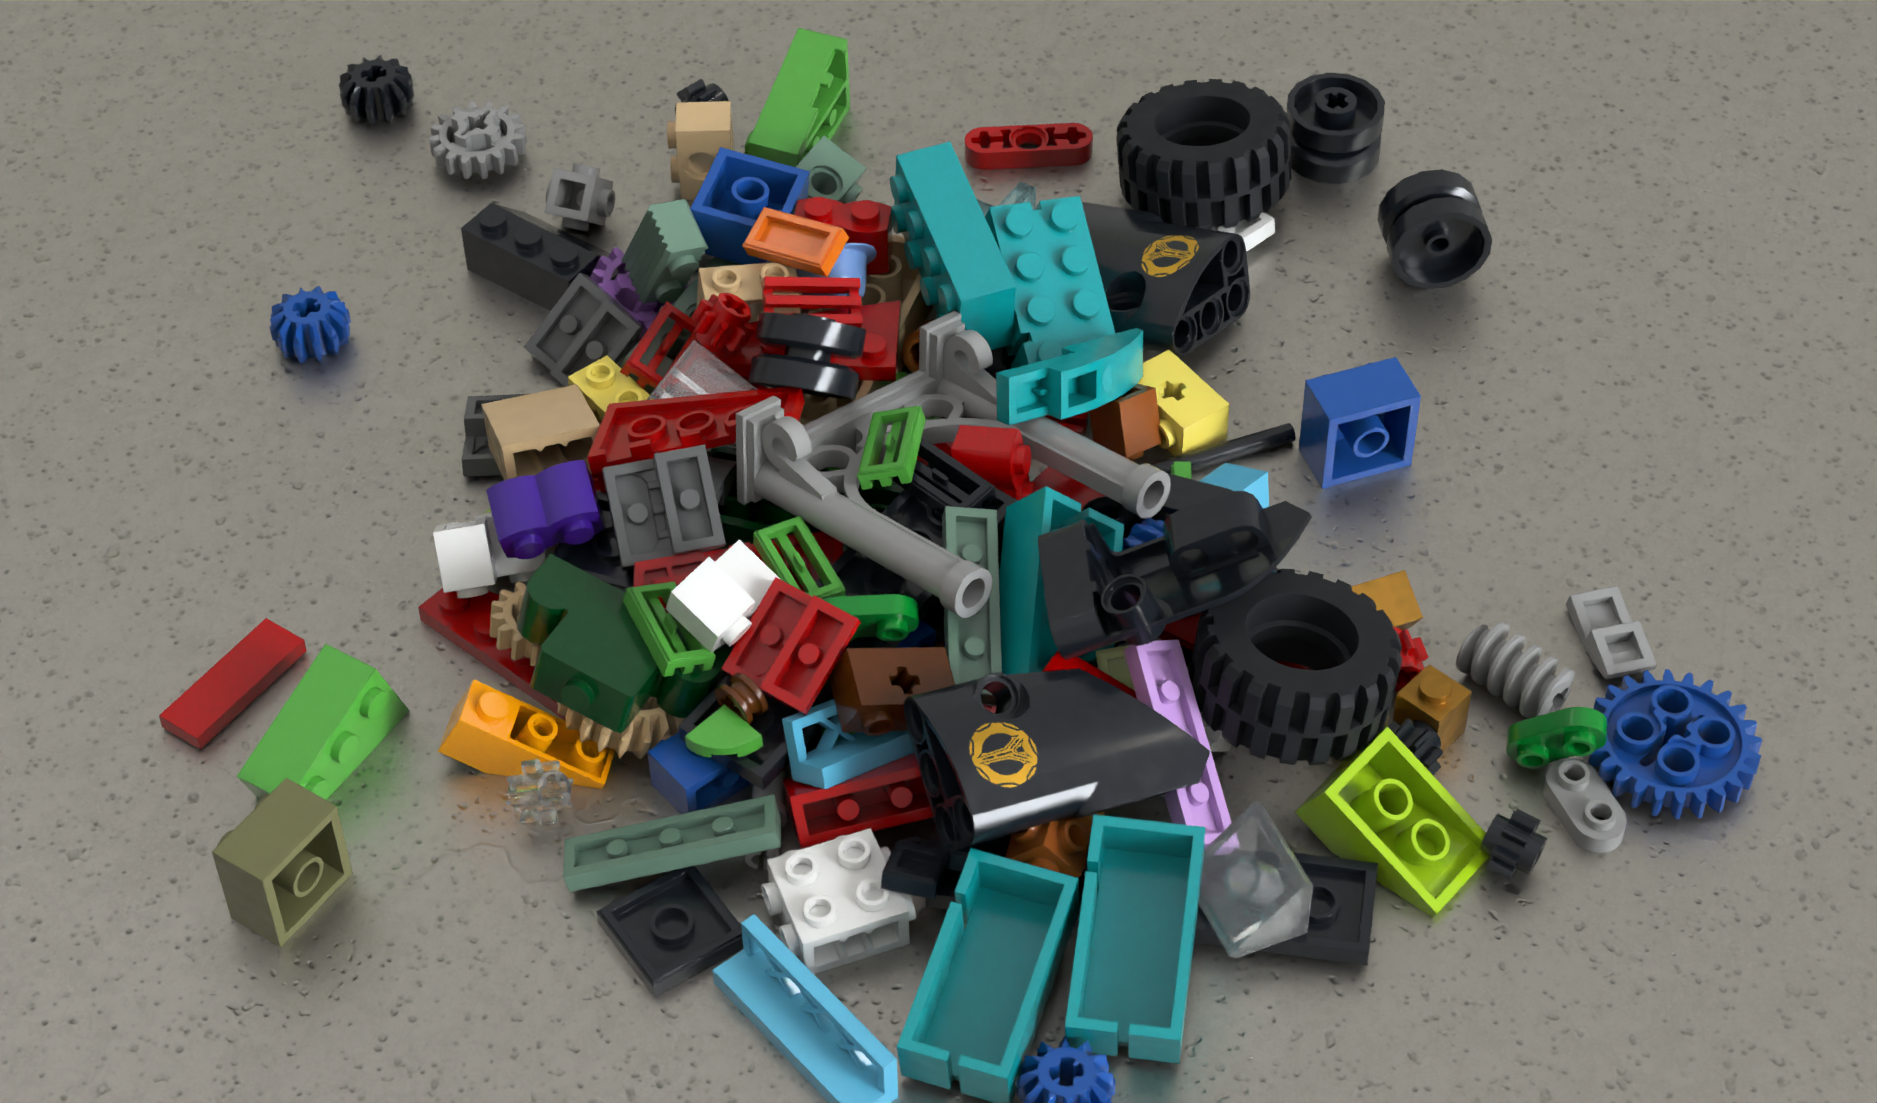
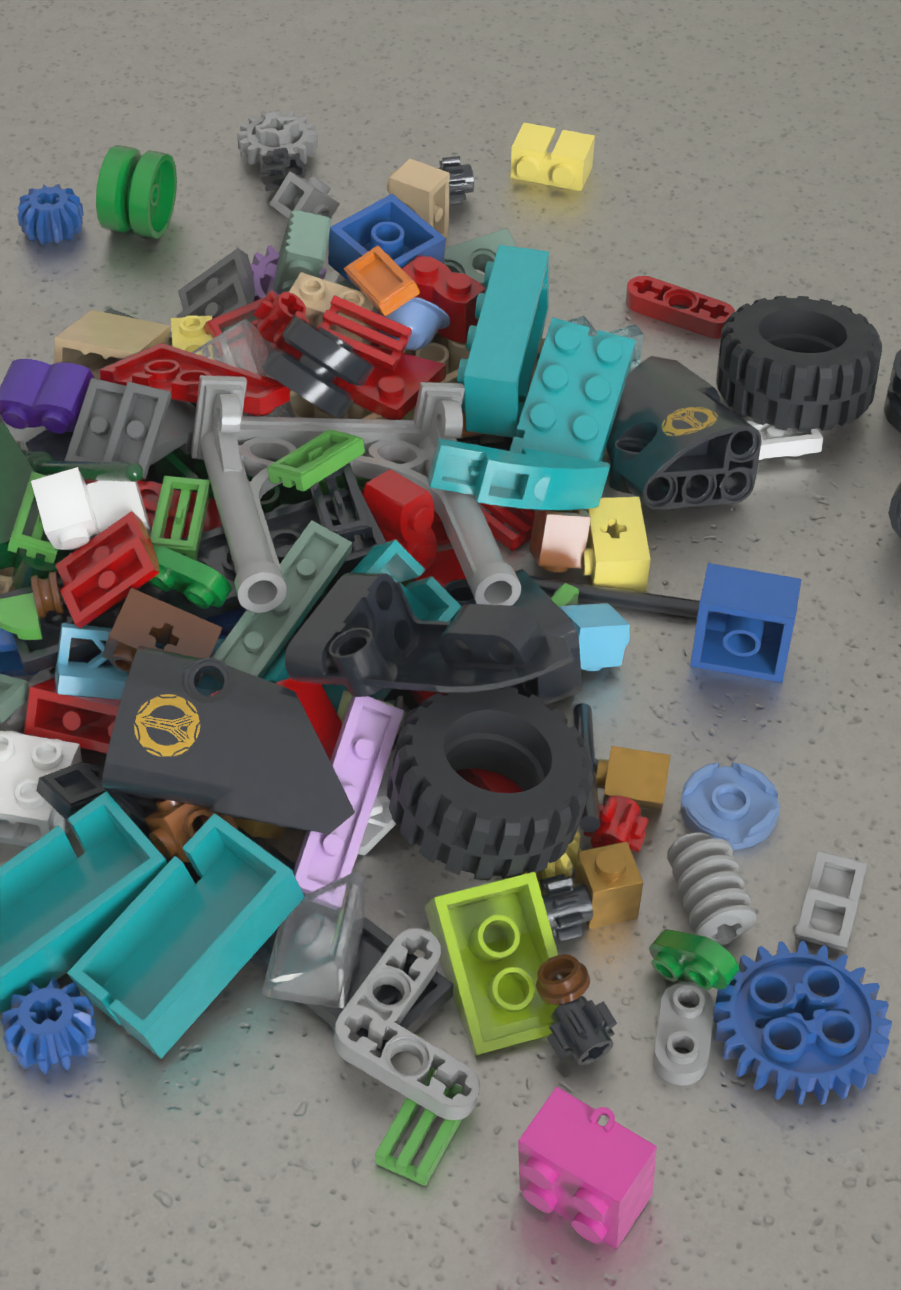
camera: 30 degrees right, 0 degrees up
(376, 90) = (240, 81): black gear -> none
(392, 260) = (136, 191): none -> green wheel
(519, 172) = (278, 166): none -> black gear
(526, 254) = (237, 219): black slope -> none
(690, 559) = (96, 471): none -> dark green piece
(755, 42) = (563, 168): none -> light yellow piece
(805, 99) = (529, 201): bright green wedge -> none
(1359, 926) = (383, 1024): none -> light grey beam
(1440, 956) = (399, 1127): none -> bright green tile
(1461, 593) = (730, 804): none -> medium blue tile
(1473, 808) = (562, 979): none -> reddish brown plate
(1622, 946) = (585, 1169): none -> dark pink brick

